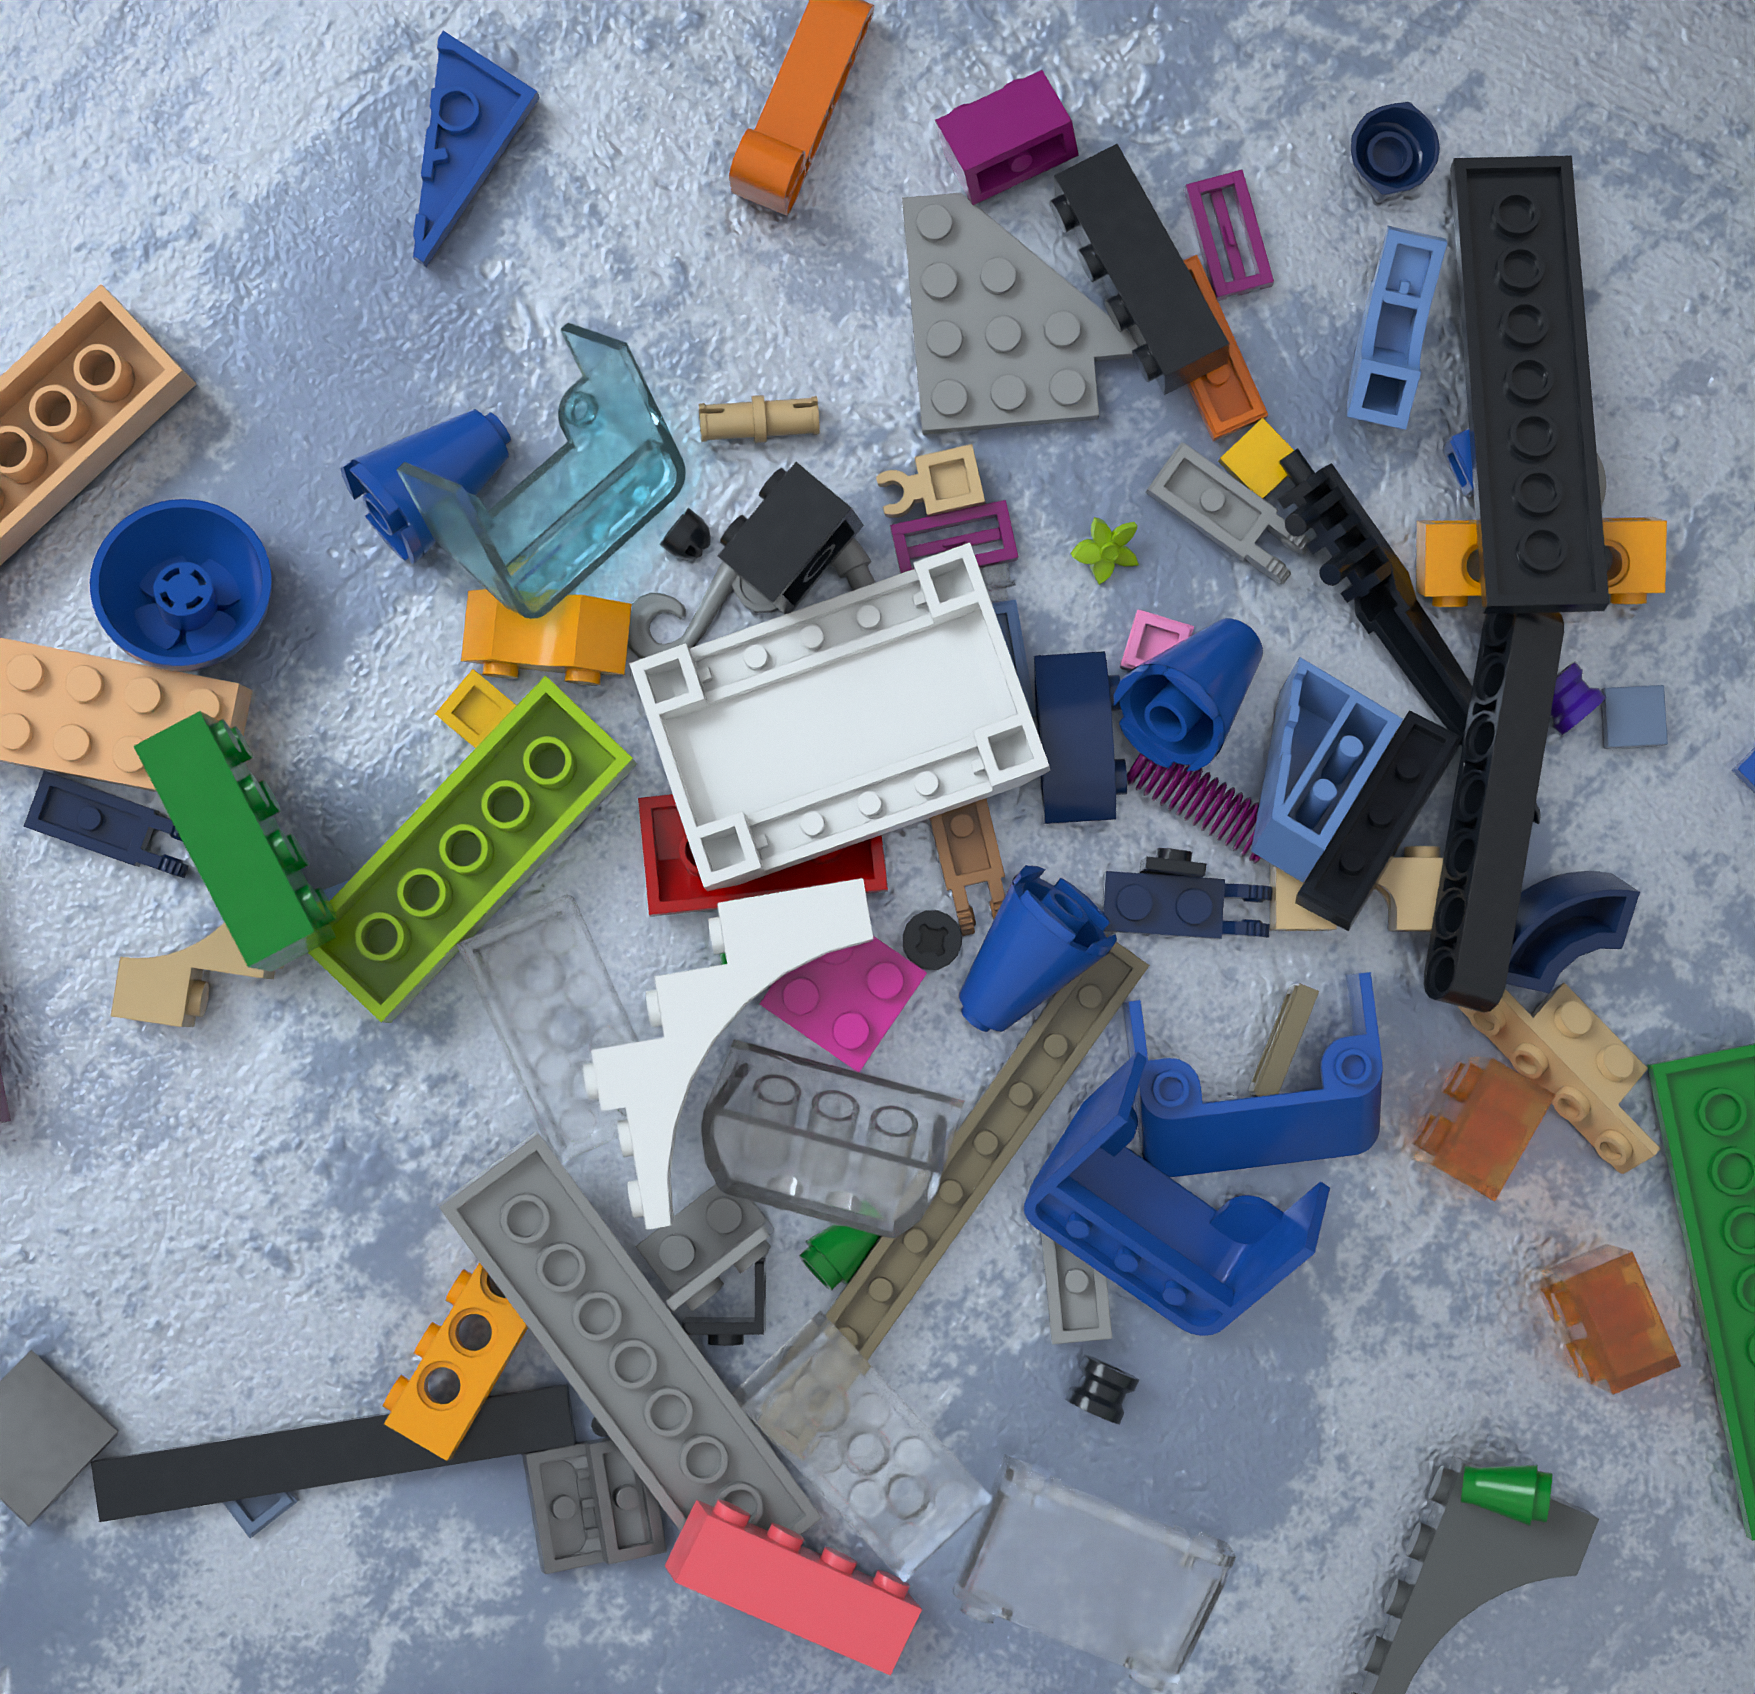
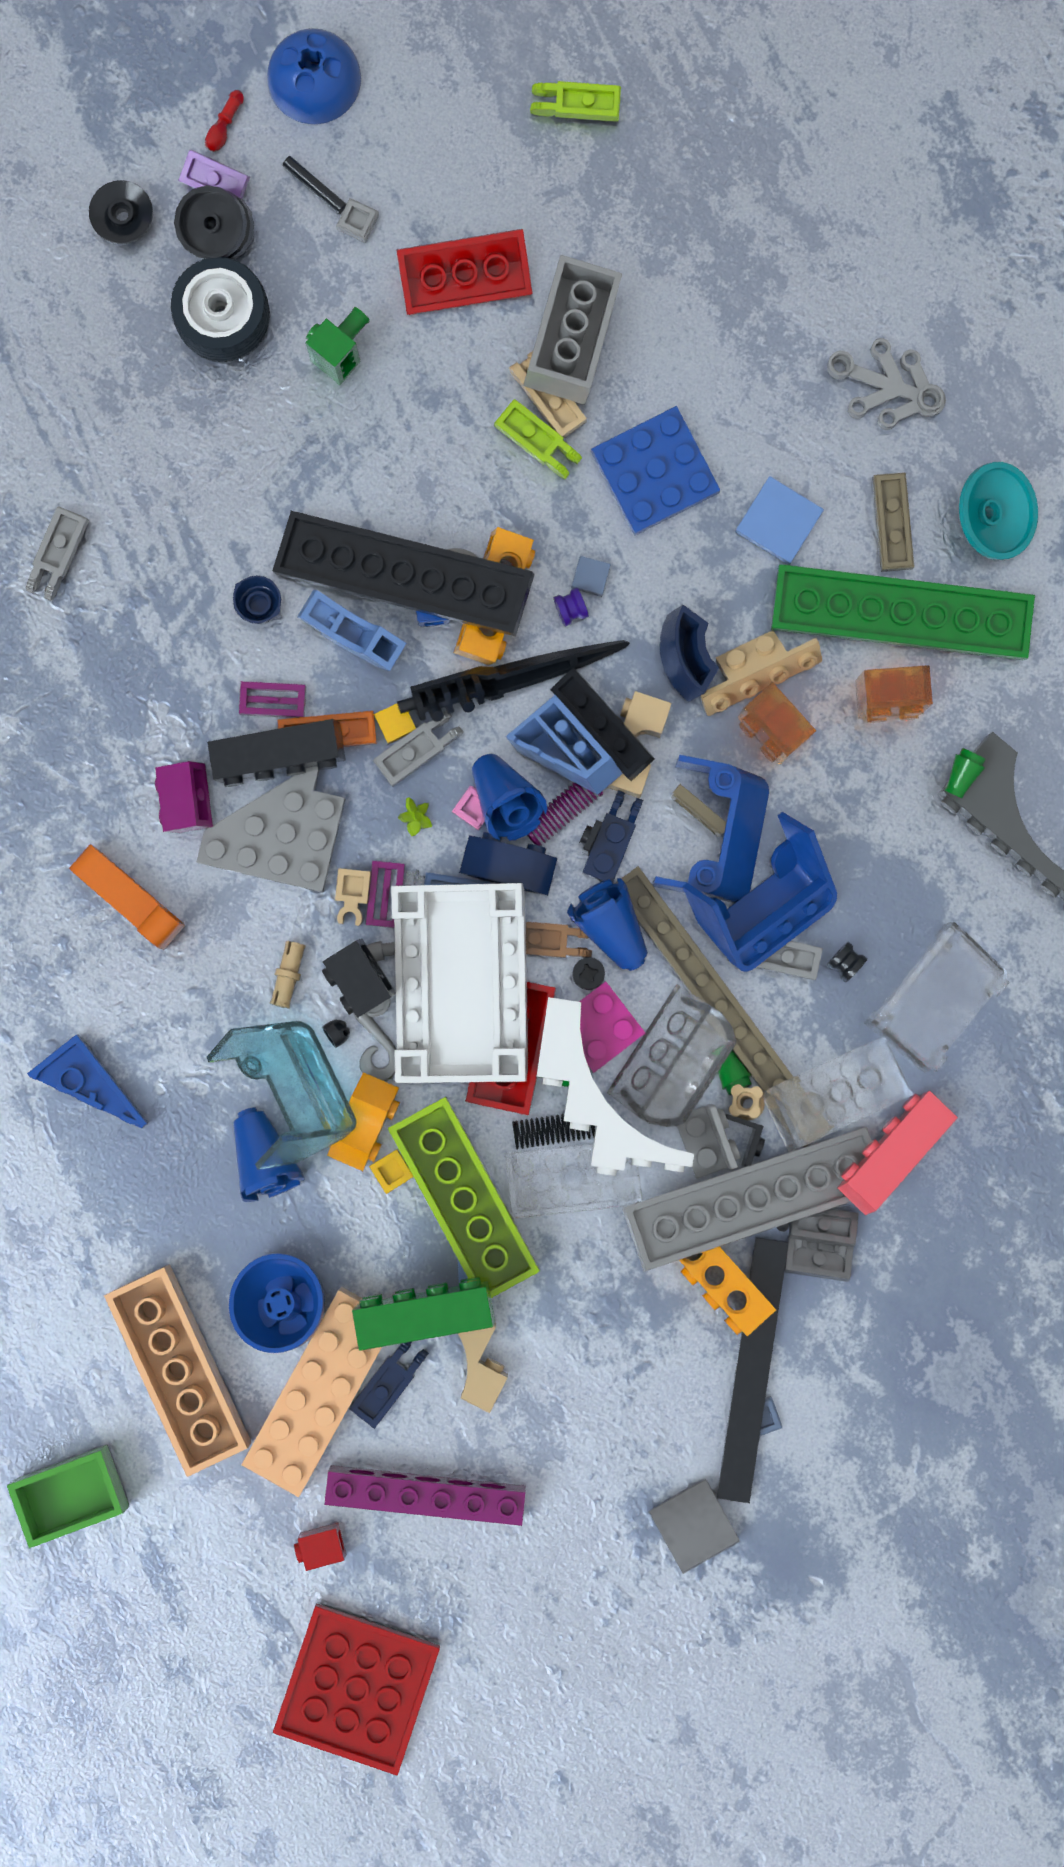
camera: 80 degrees left, 0 degrees up
(599, 912) = (545, 1130): none -> black piece
(803, 1275) = (740, 1095): none -> tan brick
(1493, 809) = (616, 664): black beam -> none

